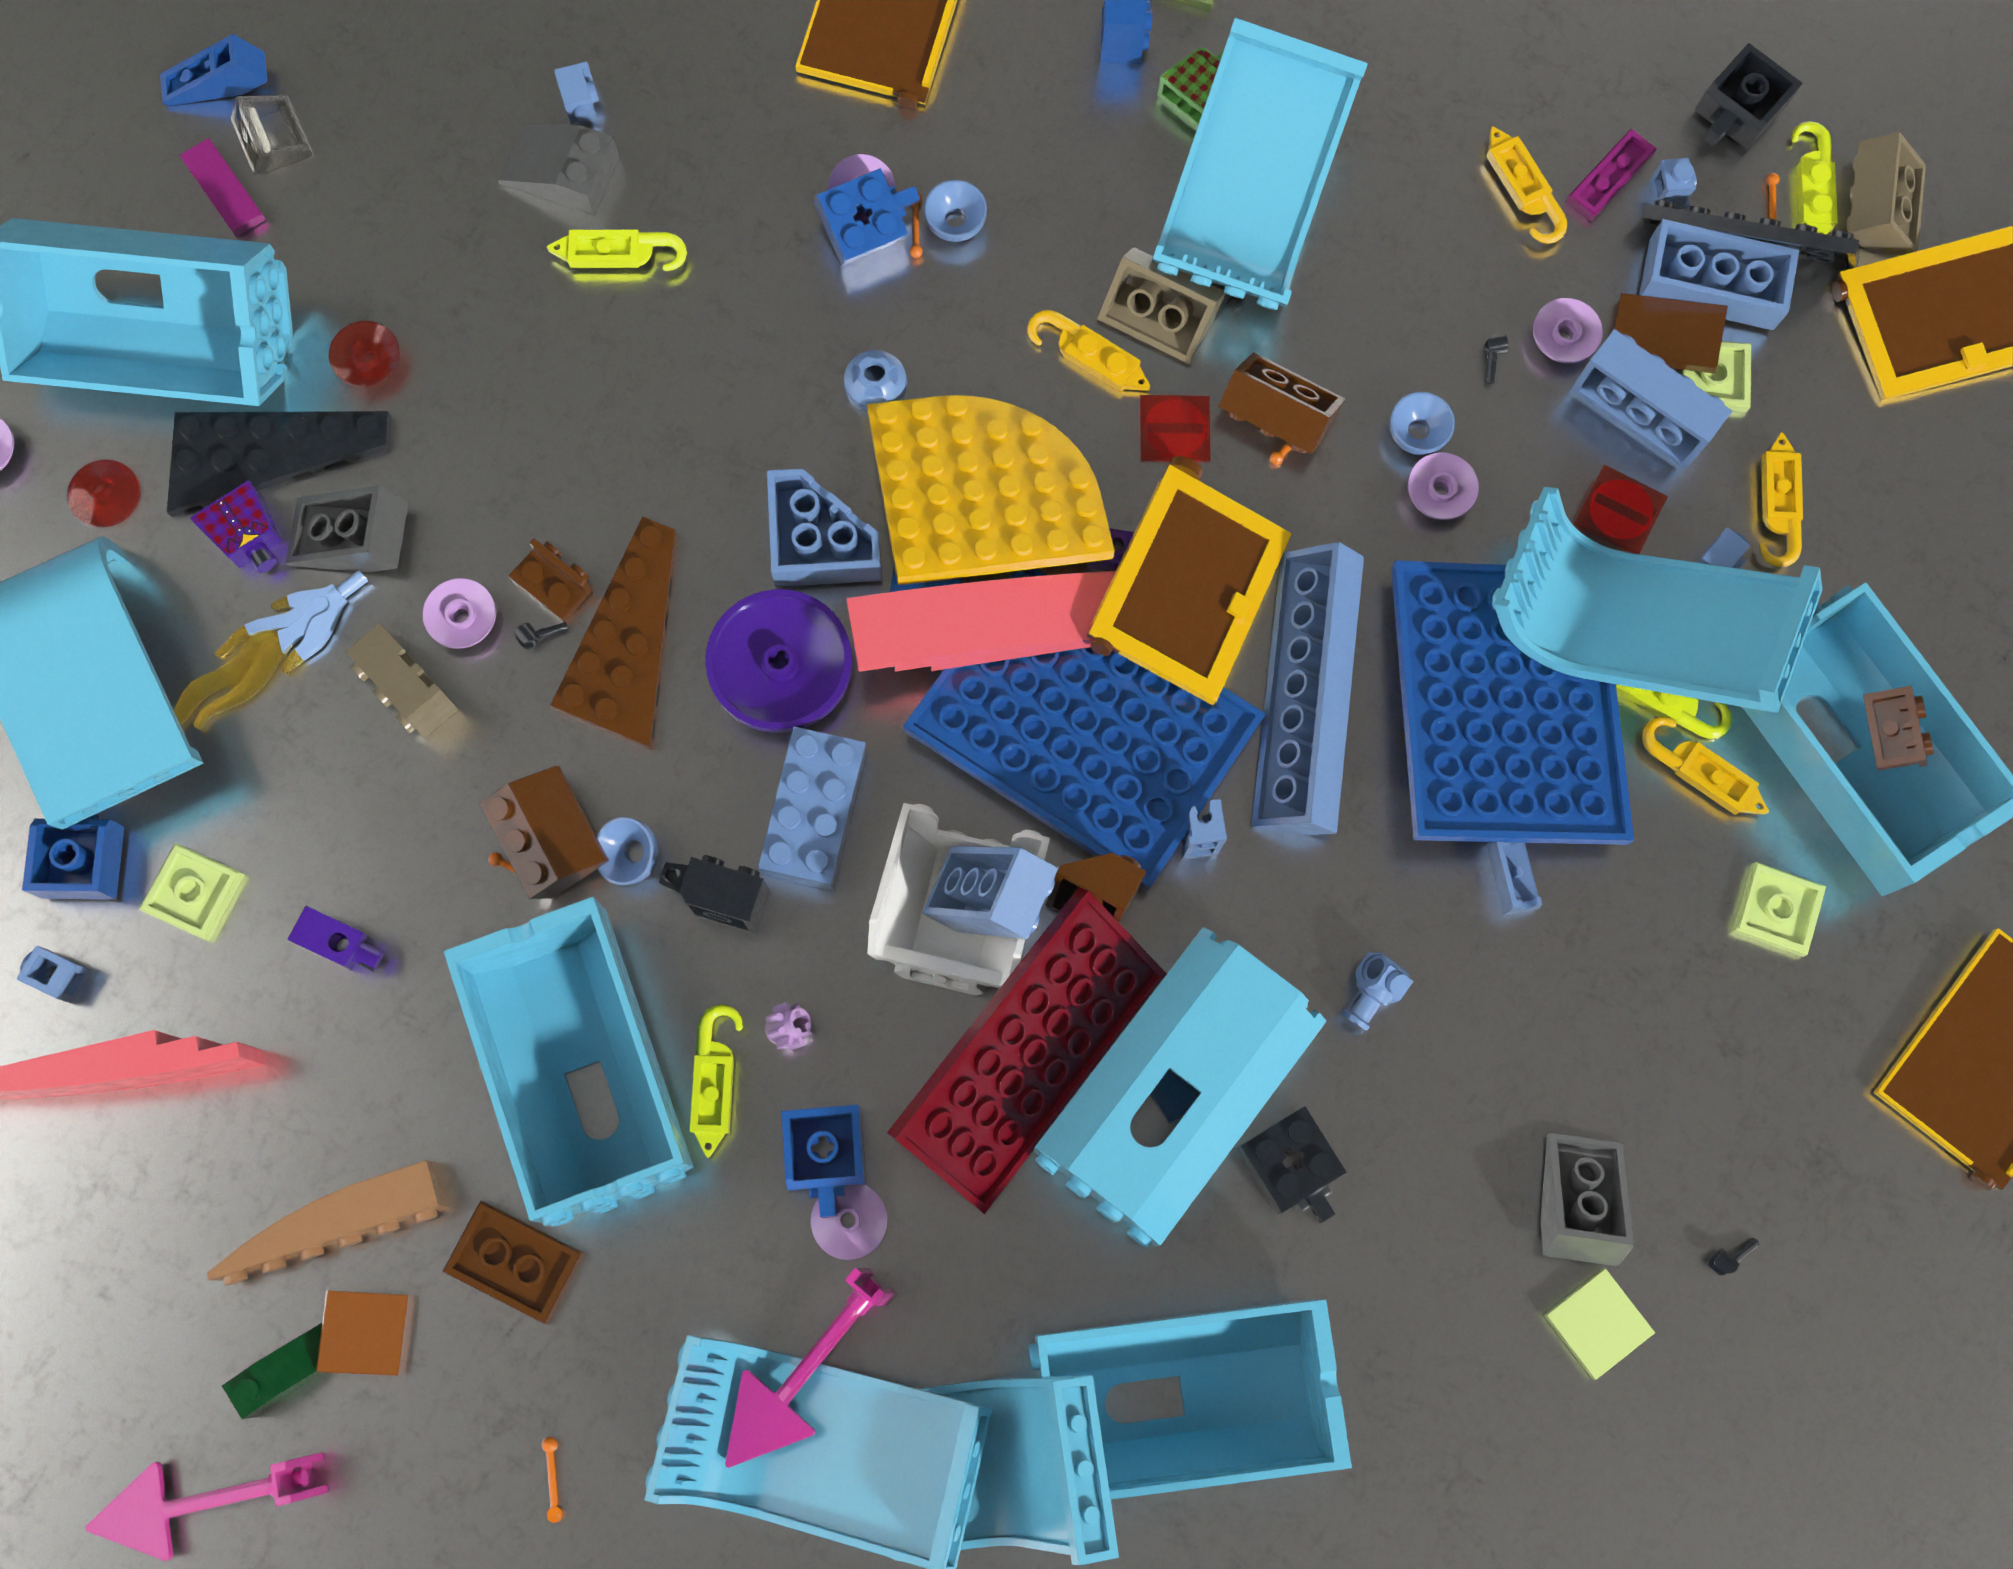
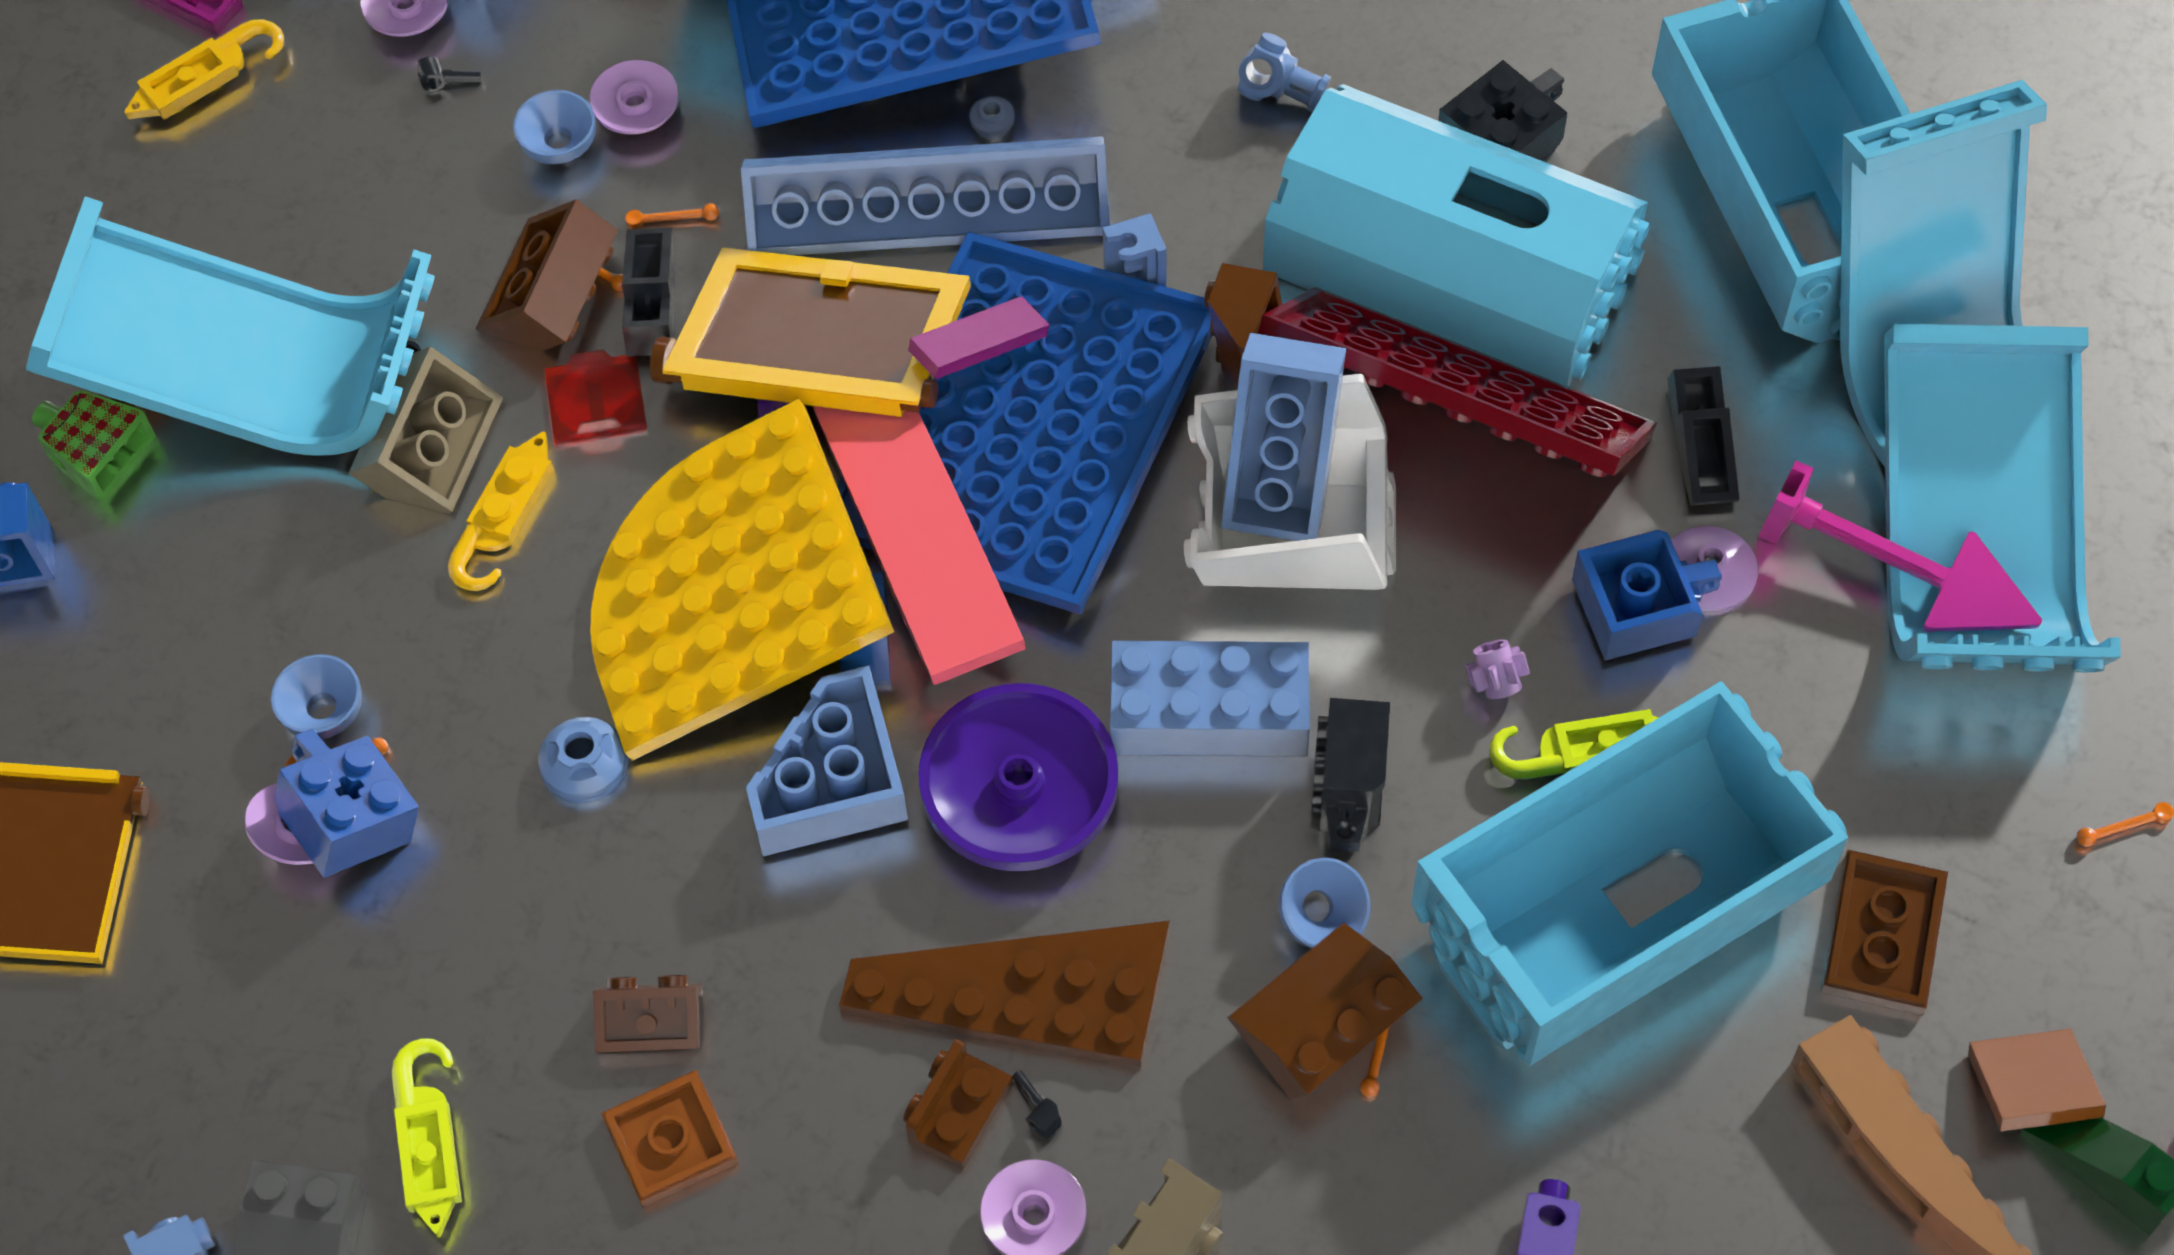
camera: 95 degrees left, 15 degrees down
(580, 398) = (669, 1138): none -> dark orange tile
(668, 393) = (647, 1015): none -> reddish brown bracket
(960, 1246) = (1703, 435): none -> black slope
(1146, 692) = (978, 337): none -> magenta tile
(1259, 473) = (648, 289): none -> black slope
(1332, 477) = (636, 219): none -> orange hinge
(1375, 764) = (992, 126): none -> sand blue plate

